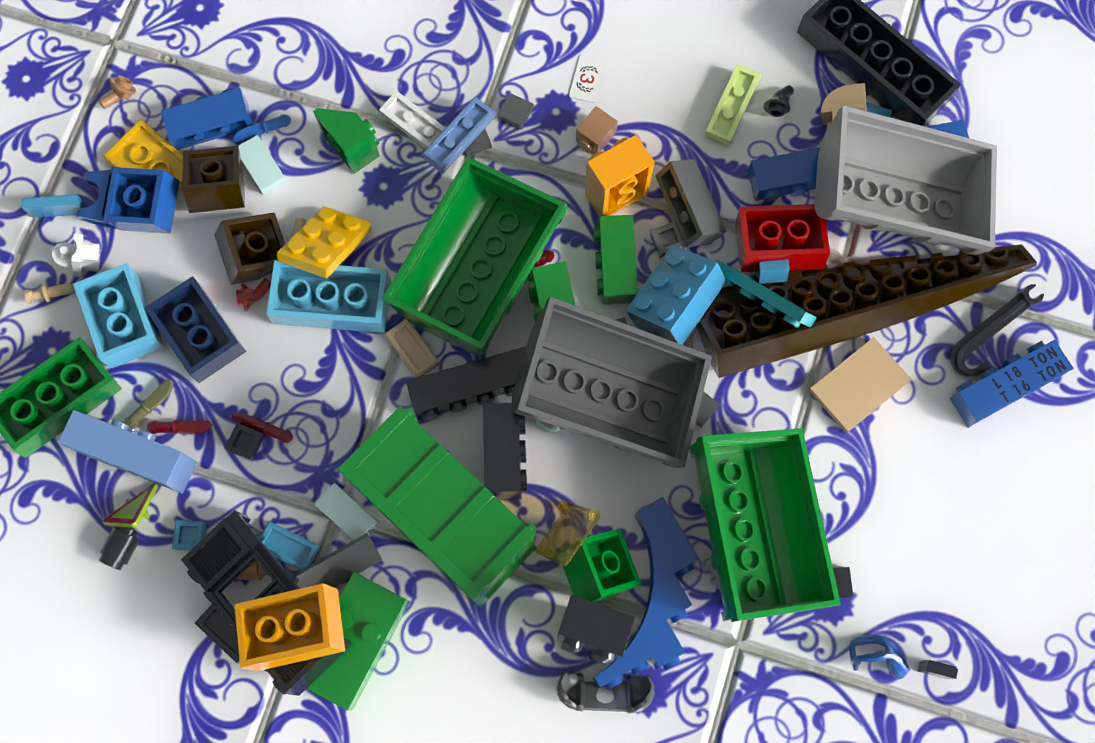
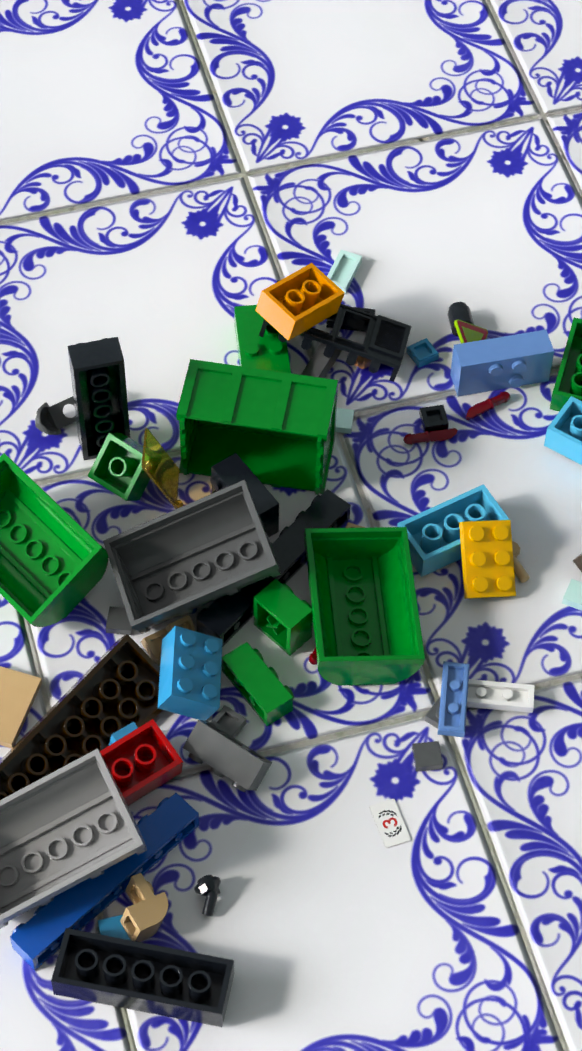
camera: 145 degrees right, 20 degrees down
(150, 404) = (520, 404): olive piece -> none
(186, 704) = (344, 269): none -> light aqua tile
(195, 329) = (528, 457): dark blue brick -> none
(247, 297) = (515, 503): clear red plate -> none
(249, 246) = (540, 531): dark brown slope -> none
(290, 546) = (354, 380): dark azure tile -> none
(349, 137) = (538, 641): green slope -> none
(596, 131) = (347, 772): medium nougat brick -> none
(618, 176) = (297, 723): light orange brick -> none
(654, 639) = (61, 481): blue arch -> none
(732, 104) = (247, 867): yellowish green plate -> none
(771, 300) = (118, 705): teal plate -> none

